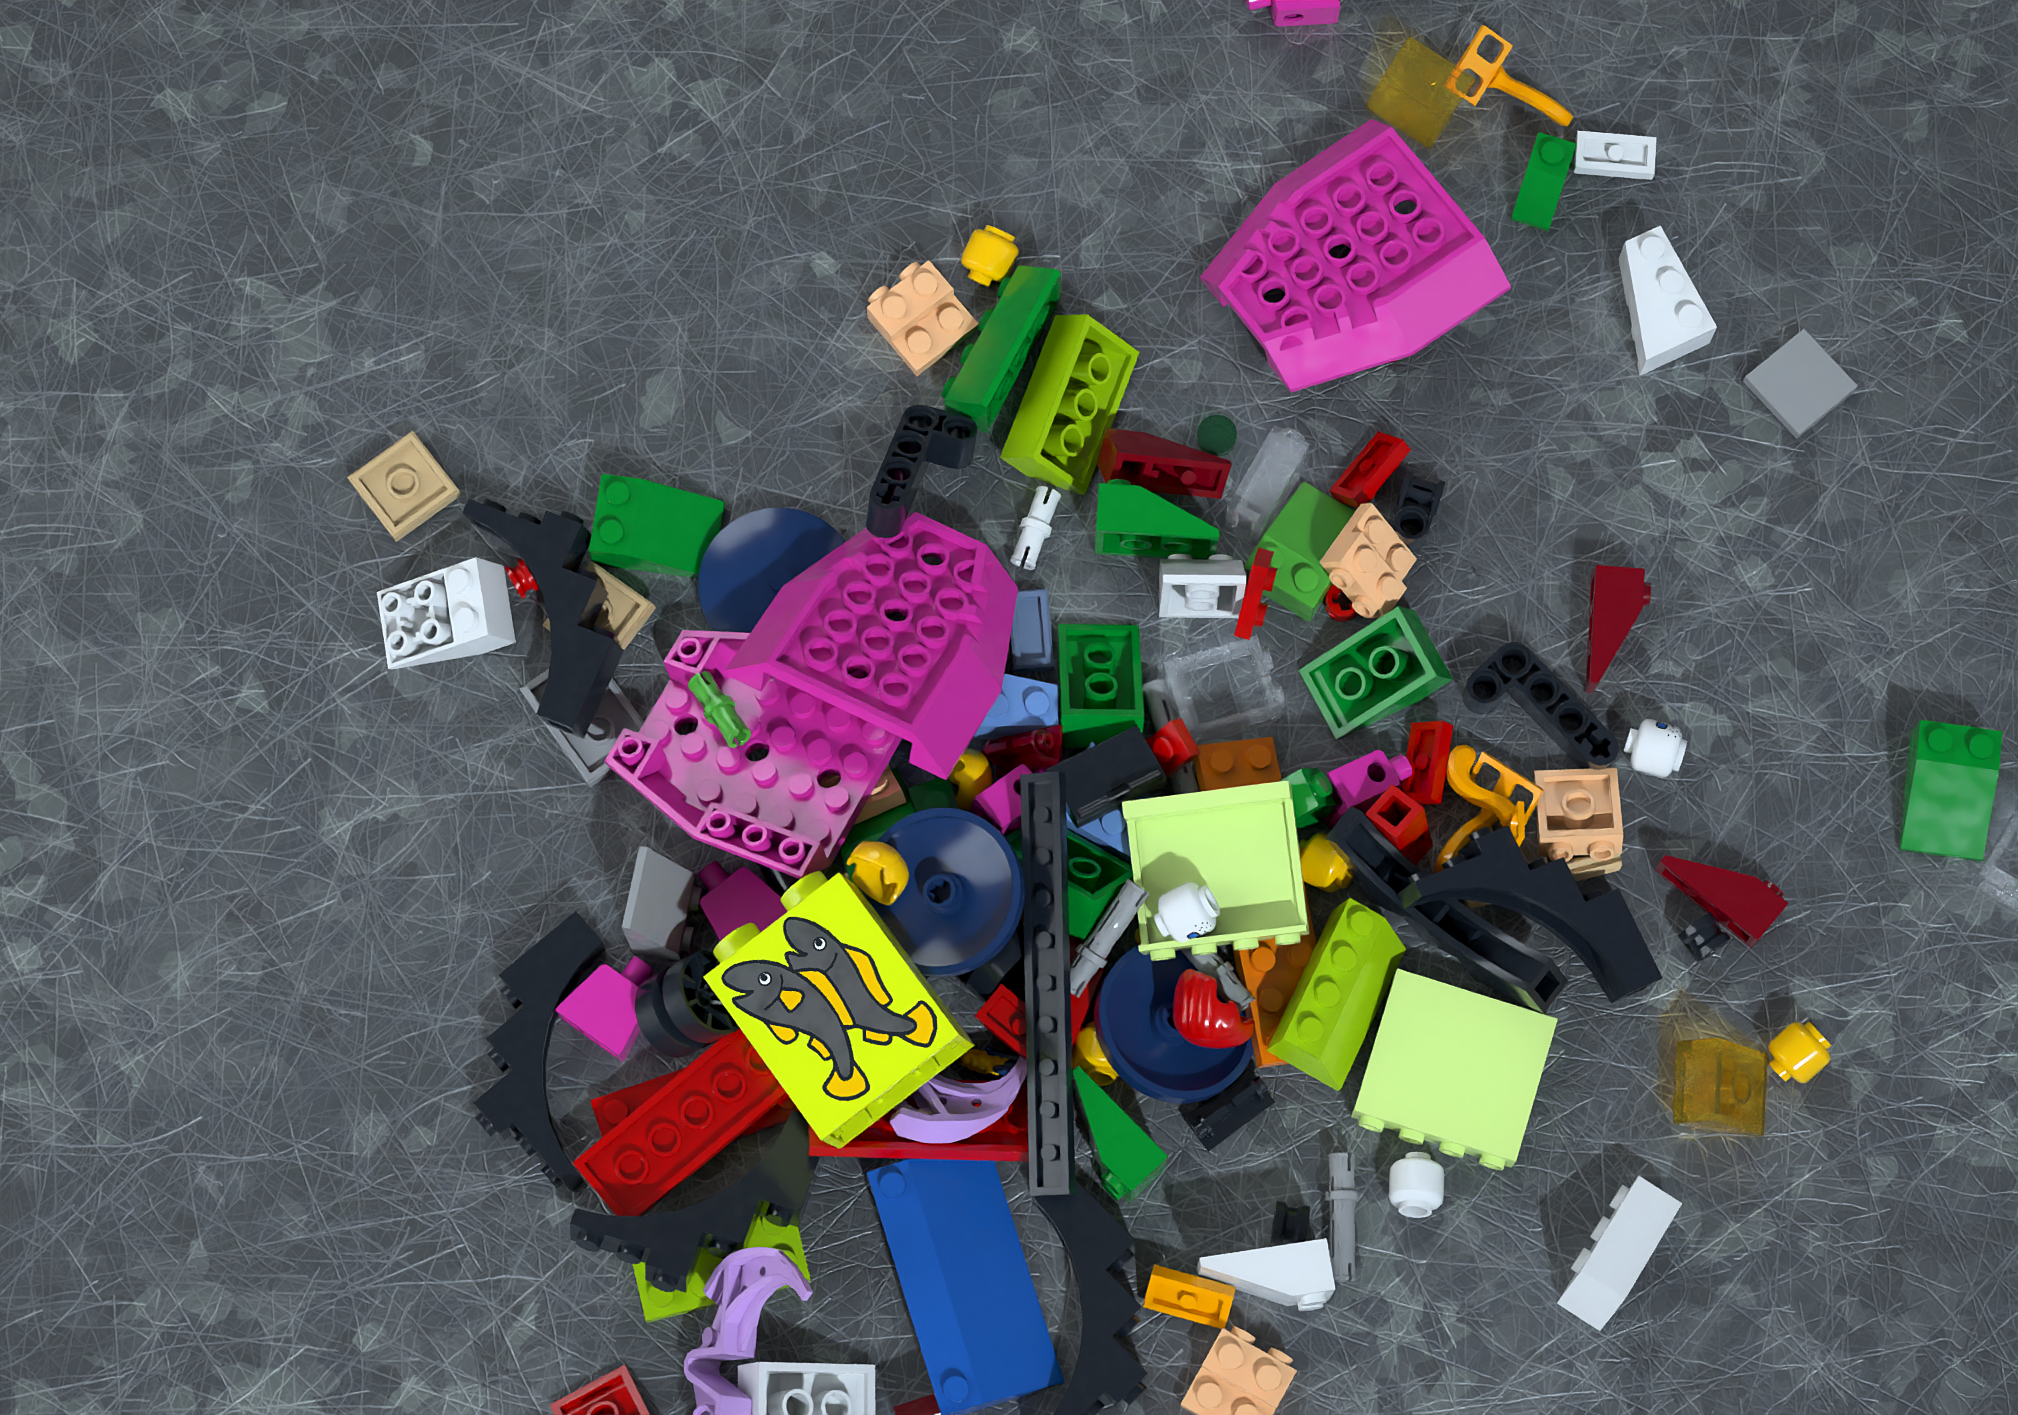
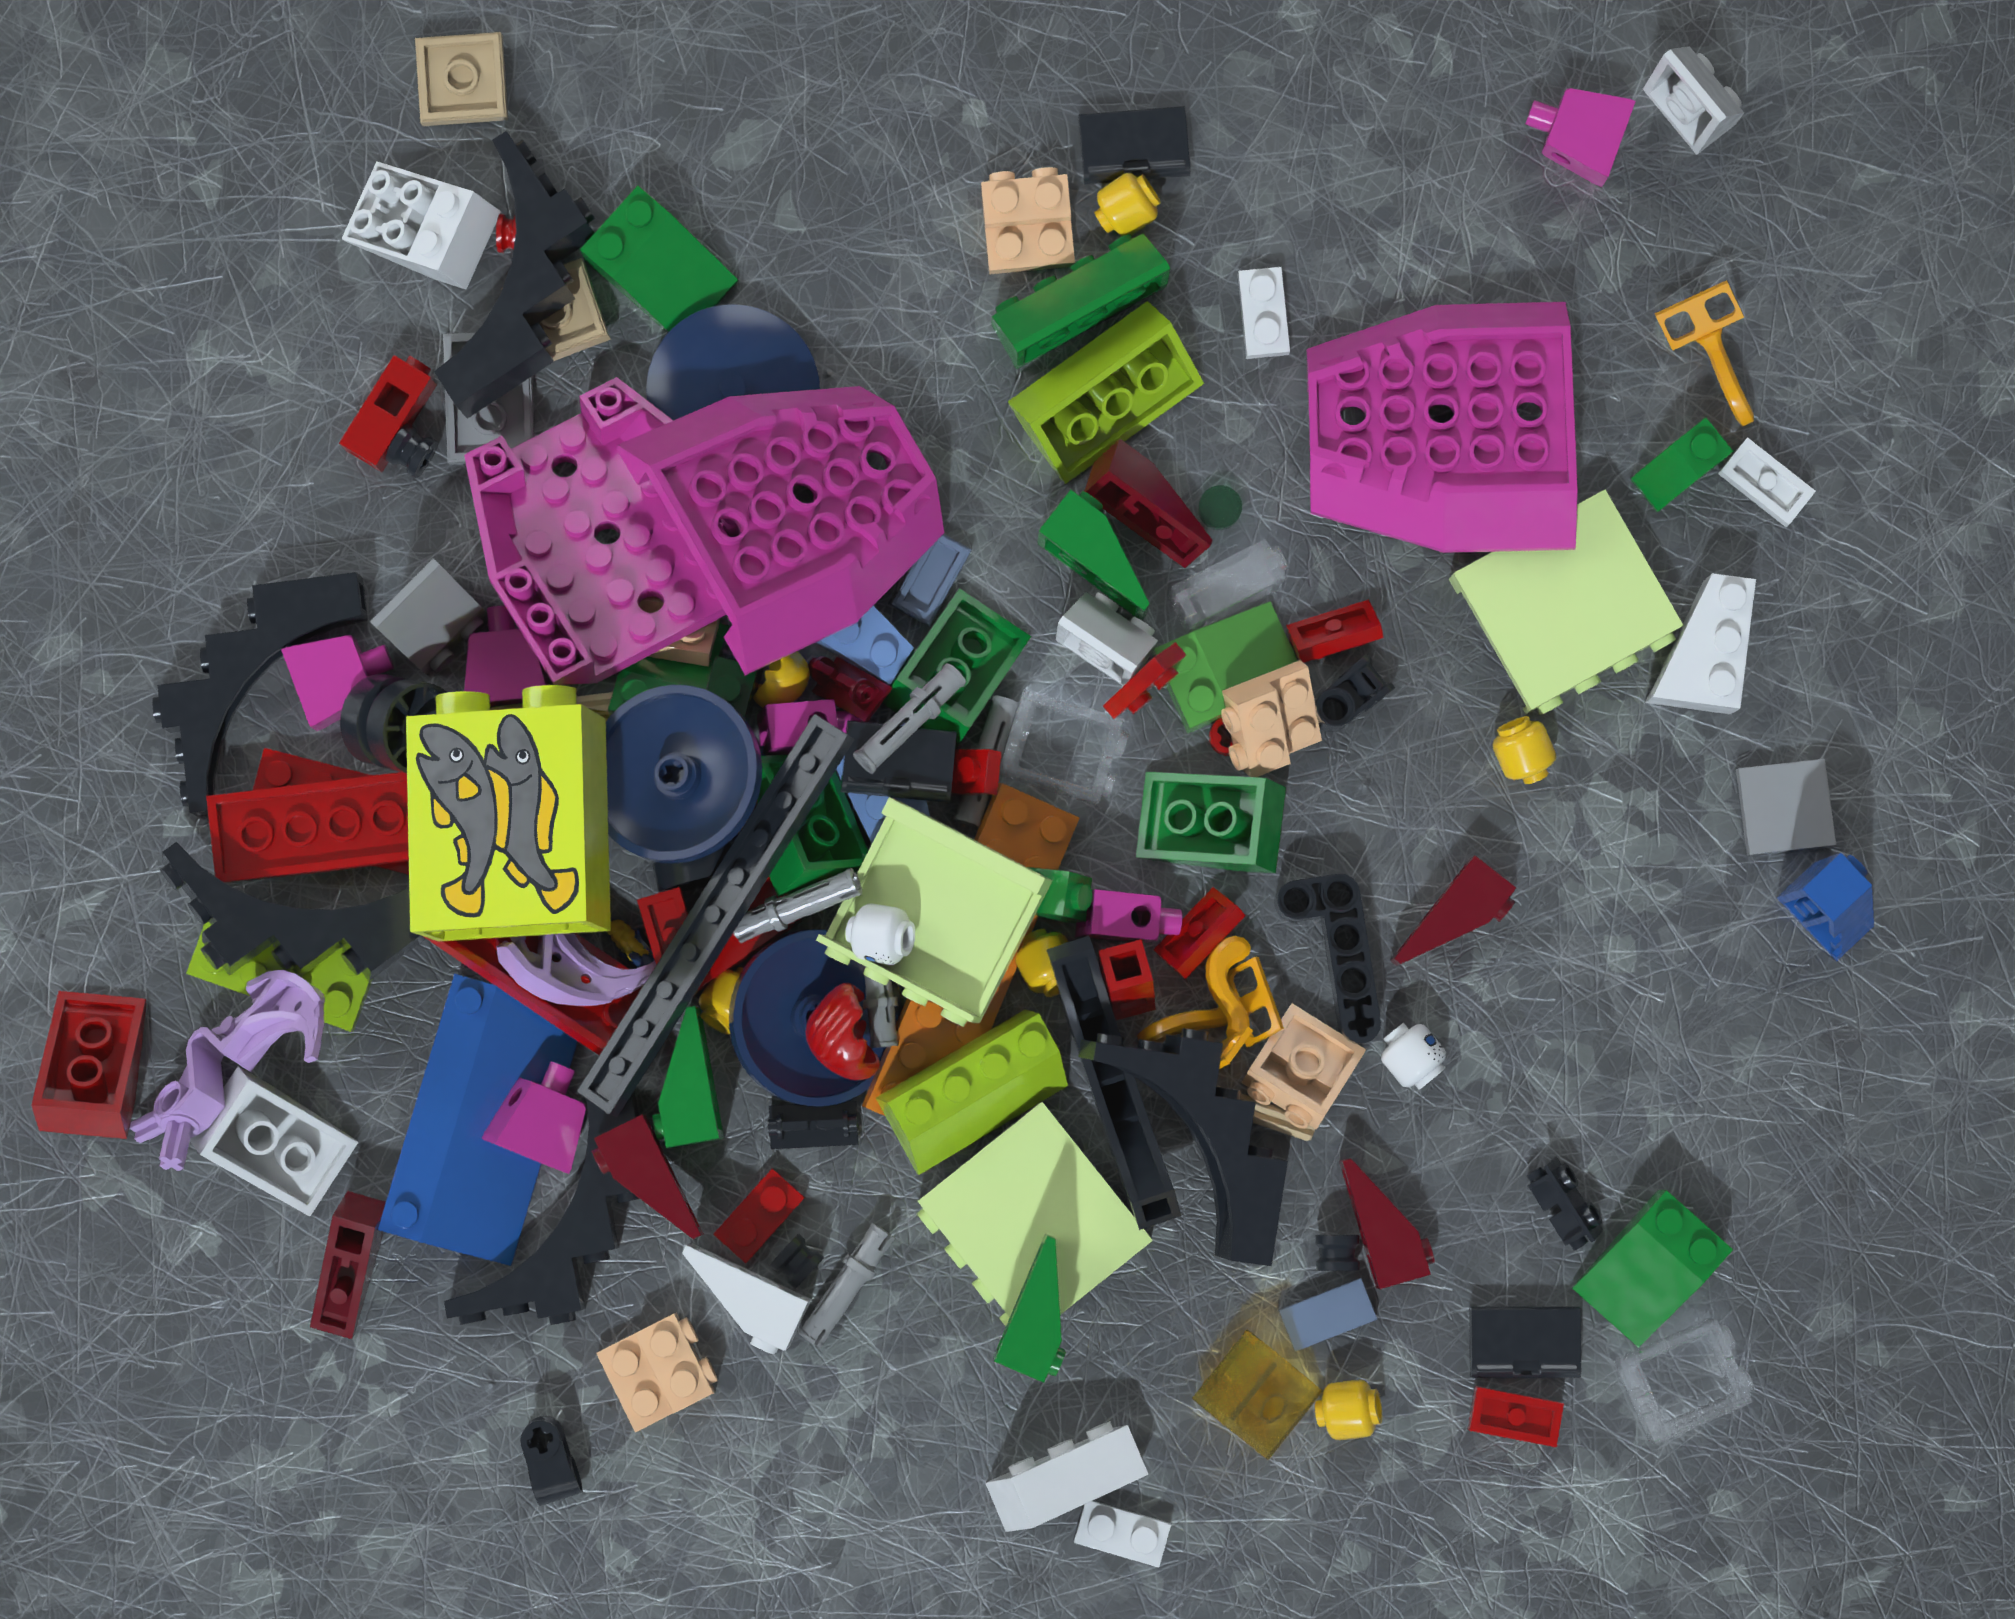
camera: 30 degrees right, 10 degrees up
(517, 775) = (390, 405): none -> red brick
(555, 792) = (411, 450): none -> black wheel
(719, 709) = (597, 473): bright green pin -> none
(879, 871) = (629, 720): yellow hair -> none
(920, 438) = (946, 337): black beam -> none
(962, 206) = (1135, 143): none -> black piece
(1012, 1245) = (540, 1120): none -> dark pink torso
(1035, 528) = (998, 486): white pin -> none
(1103, 694) = (946, 683): none -> light grey pin
(1121, 1223) = (643, 1168): none -> dark red slope
(1148, 271) = (1263, 312): none -> white plate
(1189, 1297) = (665, 1265): light orange plate -> none
(1234, 1209) = (759, 1215): none -> red plate
(1416, 1185) = (930, 1301): white head -> none
(1419, 92) = (1626, 306): clear yellow slope -> none
(1514, 1132) = (1034, 1327): none -> green slope
(1536, 340) = (1569, 612): none -> yellowish green panel
(1575, 465) = (1524, 750): none -> yellow head
(1691, 1268) = (1122, 1533): none -> white plate
(1729, 992) = (1327, 1314): none -> sand blue tile
(1865, 790) = (1577, 1216): none -> black hinge
(1887, 424) = (1832, 902): none -> blue wedge
(1894, 912) = (1525, 1341): none -> black piece
(1928, 973) = (1515, 1416): none -> red plate

